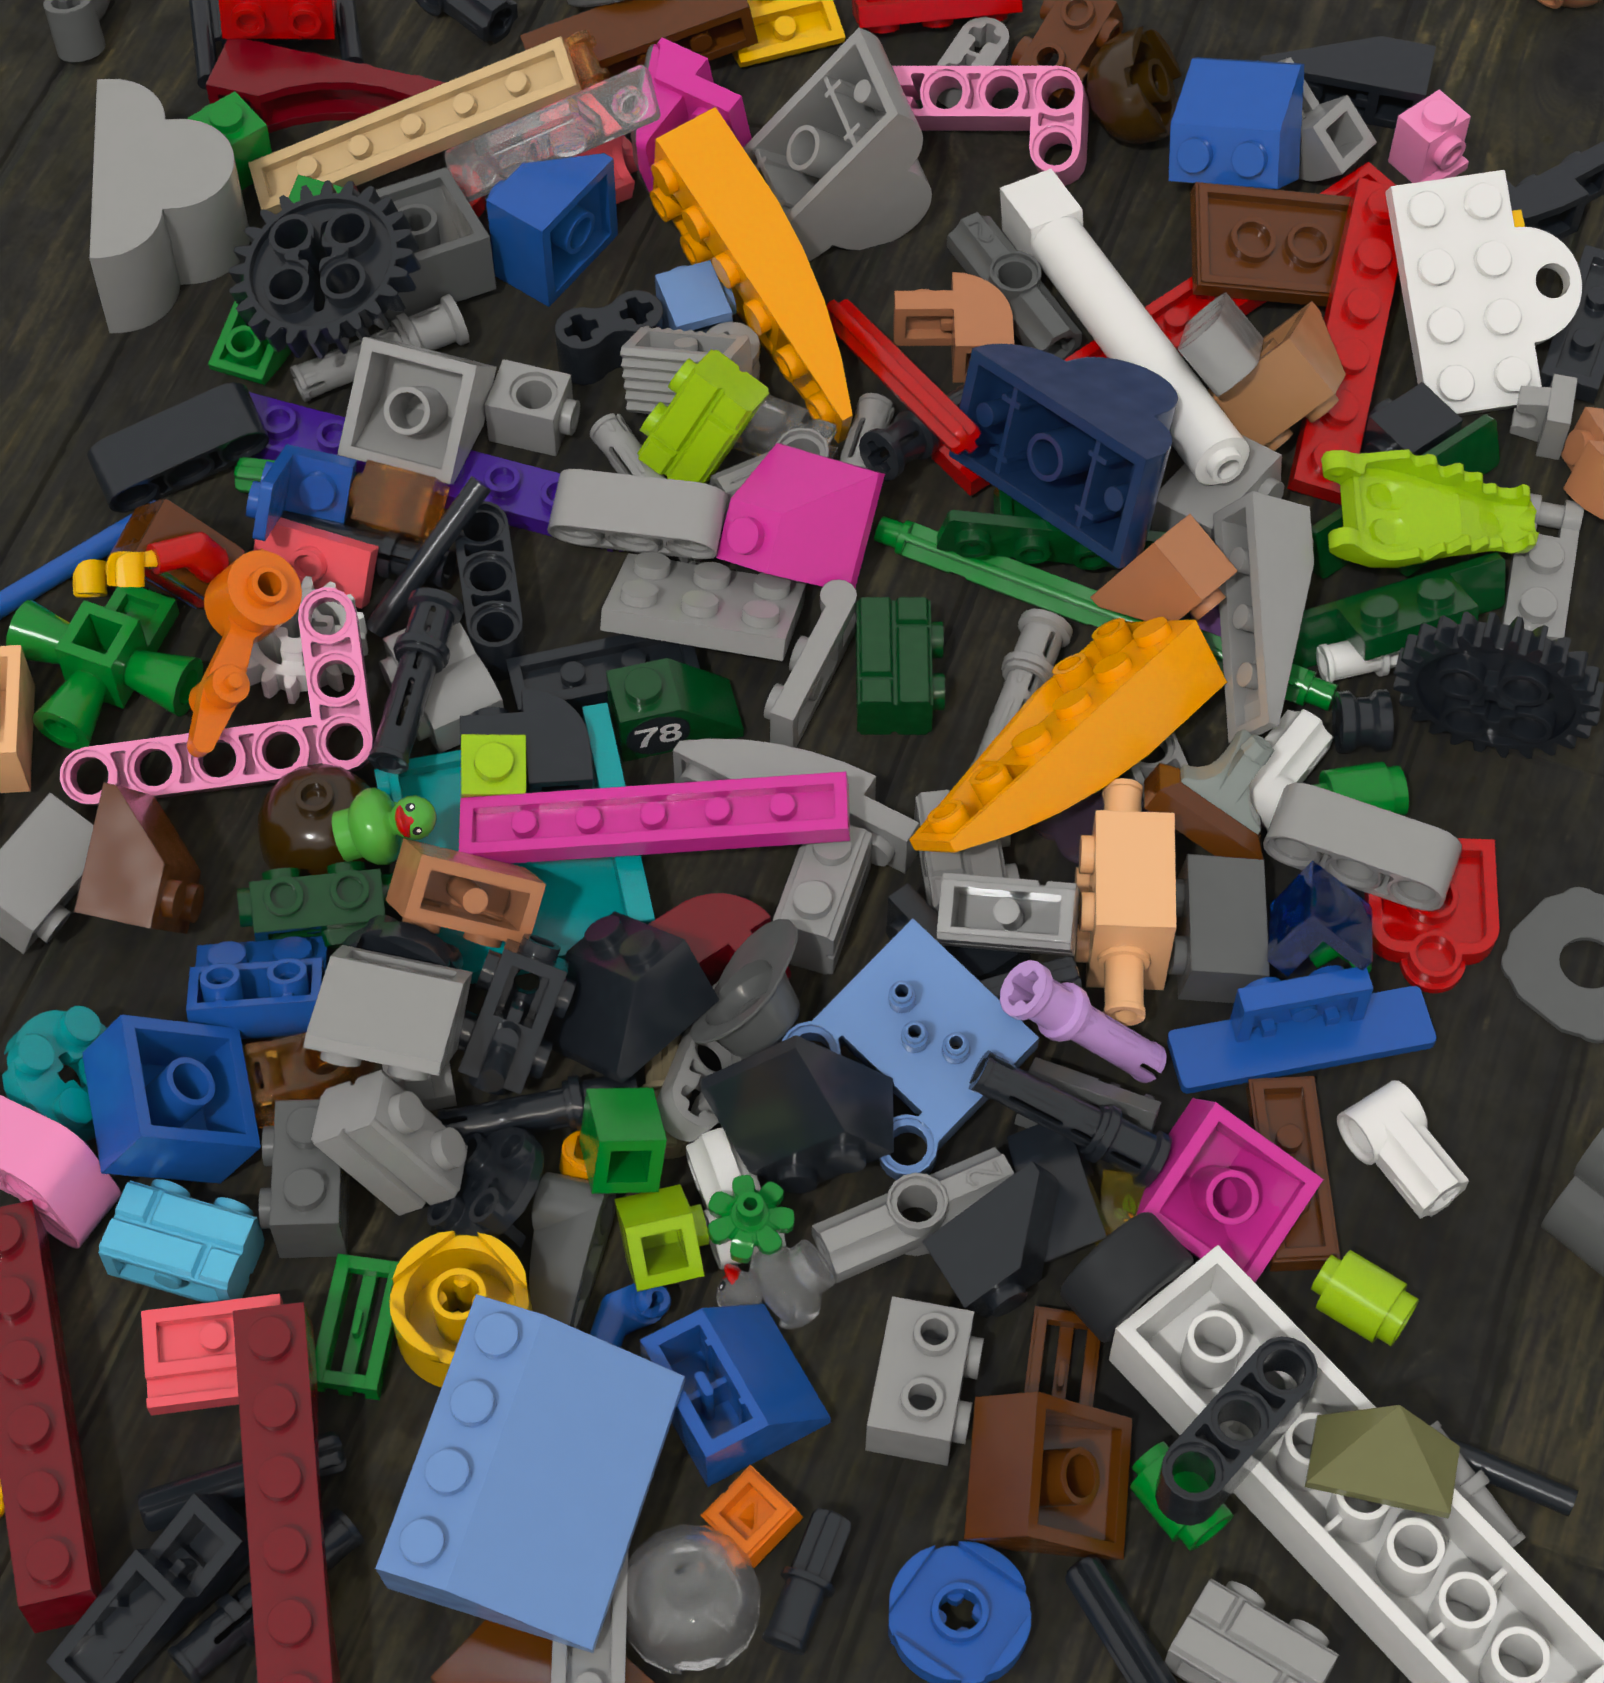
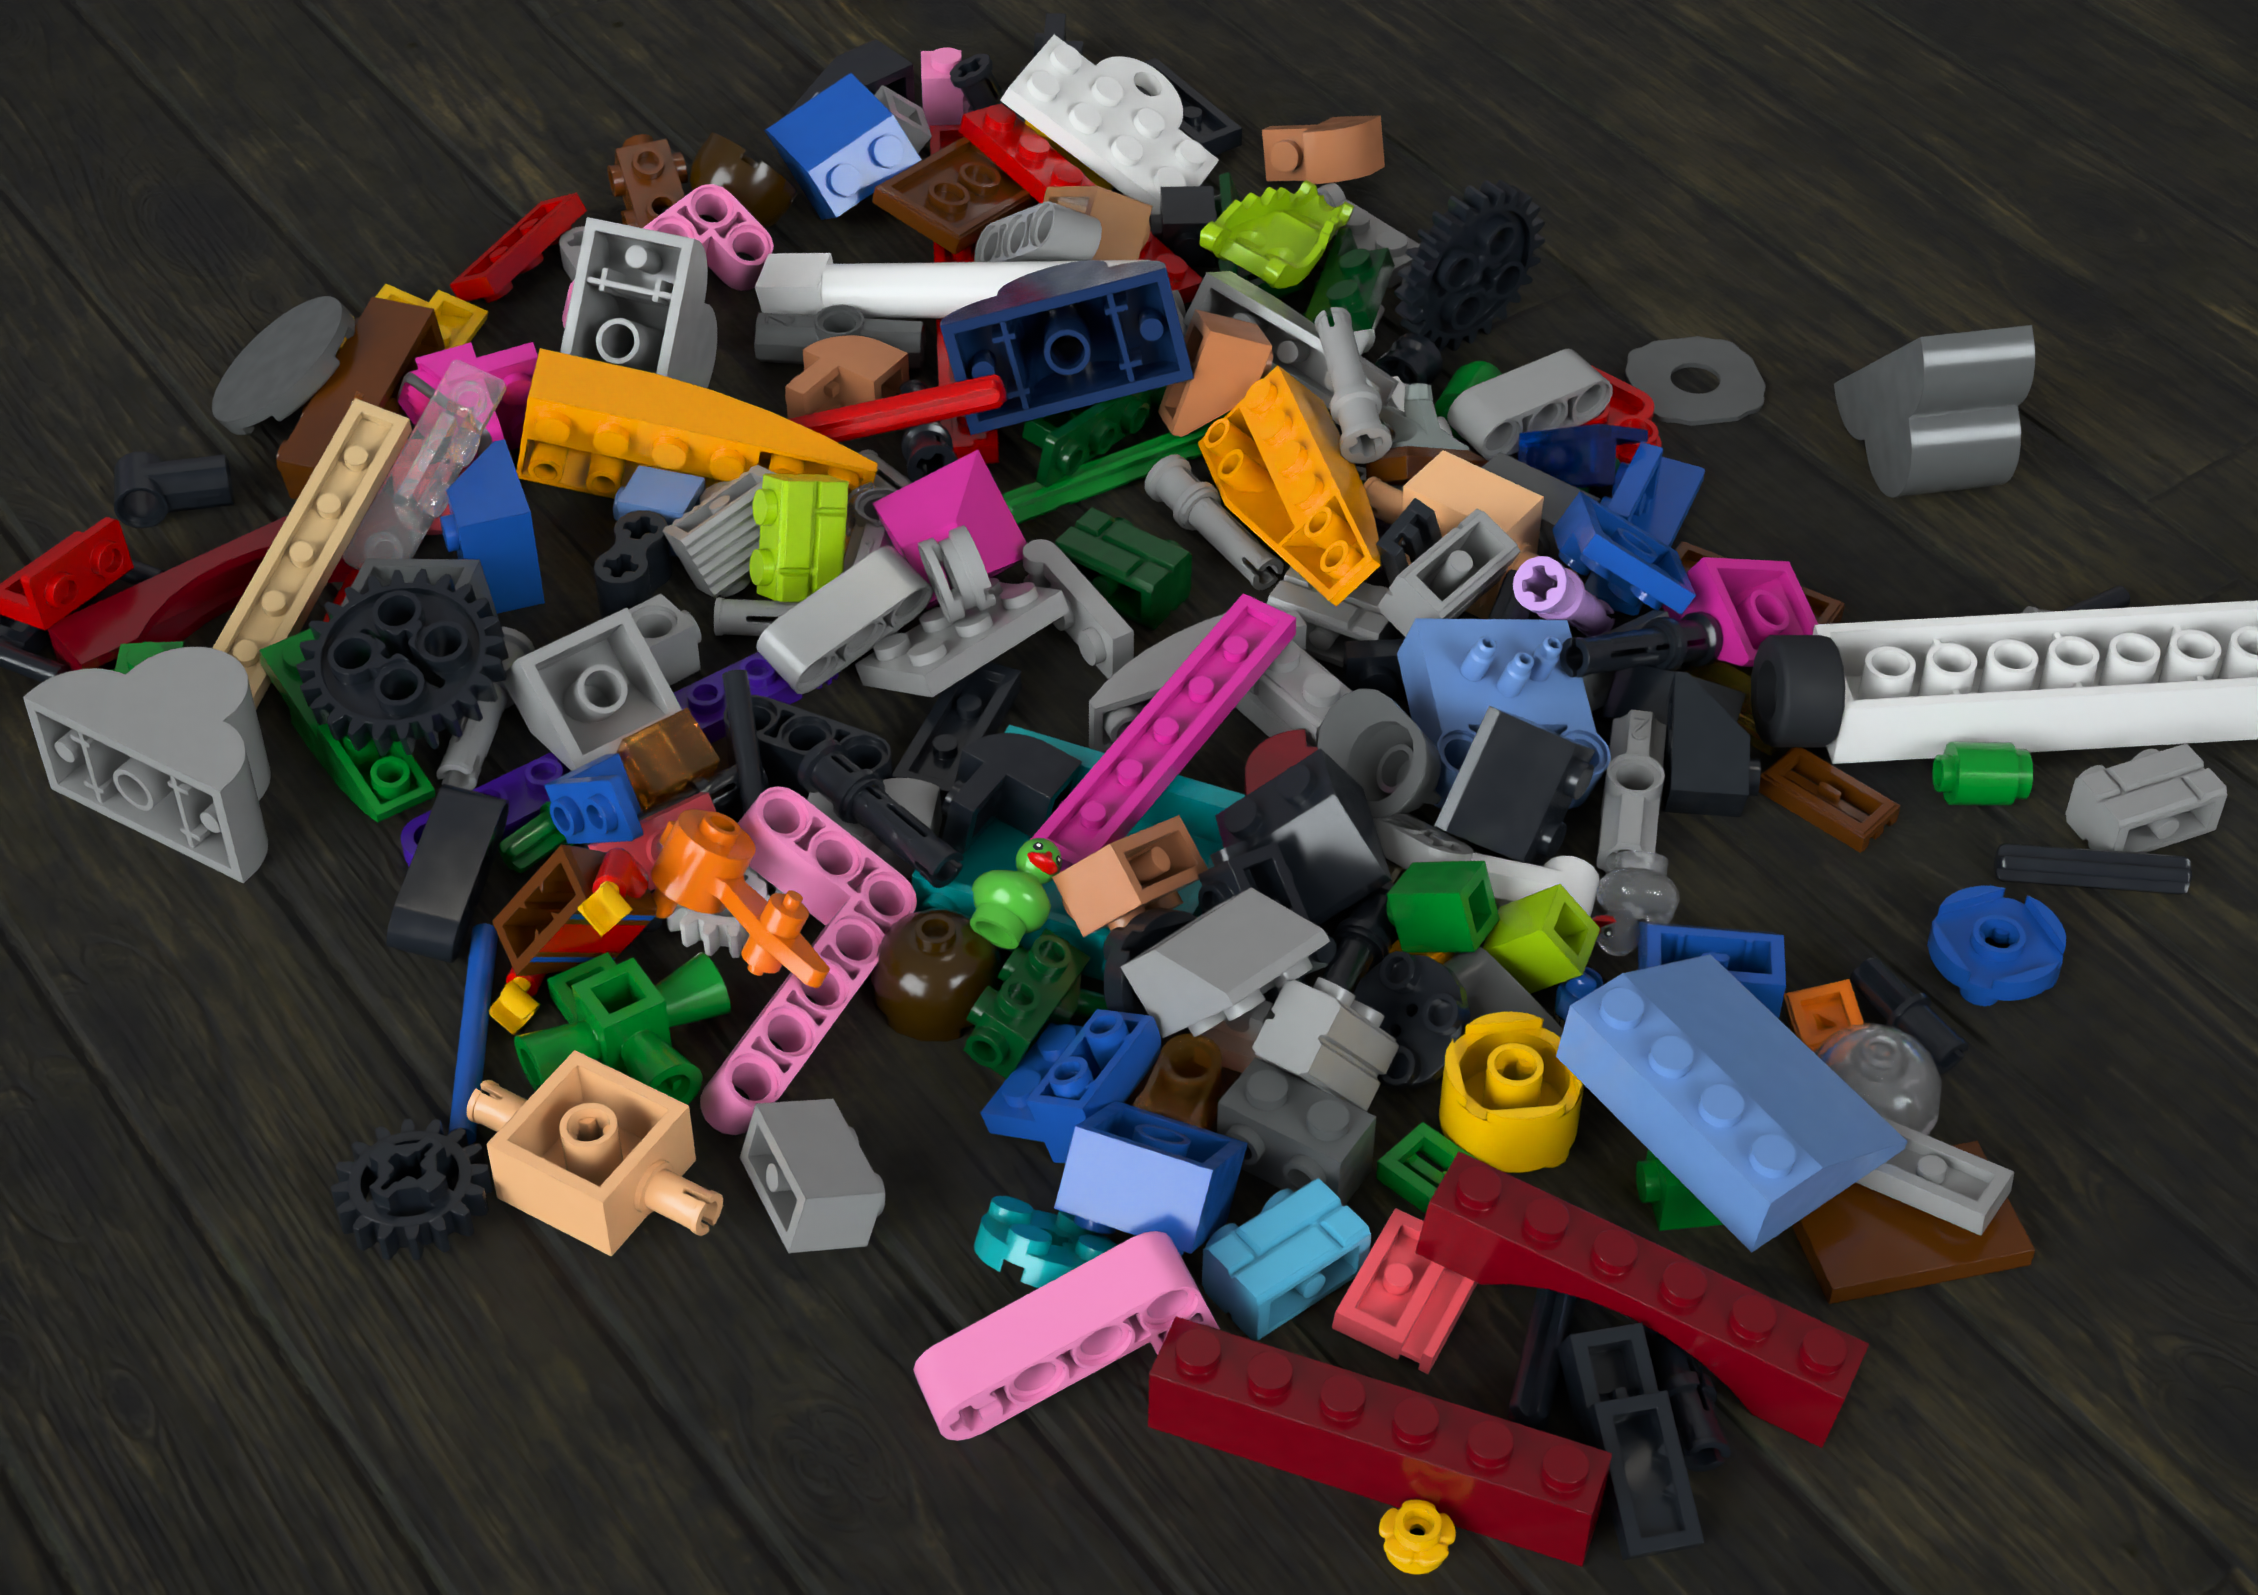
camera: 55 degrees left, 15 degrees down
(138, 866) = (893, 1077): reddish brown slope -> none
(492, 765) = (1007, 819): lime brick -> none
(668, 703) = (1034, 703): dark green slope -> none
(718, 557) = (964, 572): none -> light grey wheel
(749, 1218) = (1578, 867): green plant -> none
(921, 1380) = (1781, 863): light grey brick -> none
(1028, 859) = (1419, 533): none -> black tile
(1048, 1476) = (1917, 831): reddish brown slope -> none
(1173, 1038) = (1623, 554): none -> blue plate
(1192, 707) = (1354, 402): none -> light grey pin
(1243, 1399) = (1993, 675): black beam -> none
(1364, 1297) = (1892, 597): lime brick -> none
(1384, 1459) = (2059, 624): olive slope -> none
(1393, 1133) = (1763, 527): white piece -> none
(1437, 154) = (977, 82): none -> black bush
(1545, 415) = (1242, 156): light grey tile -> none

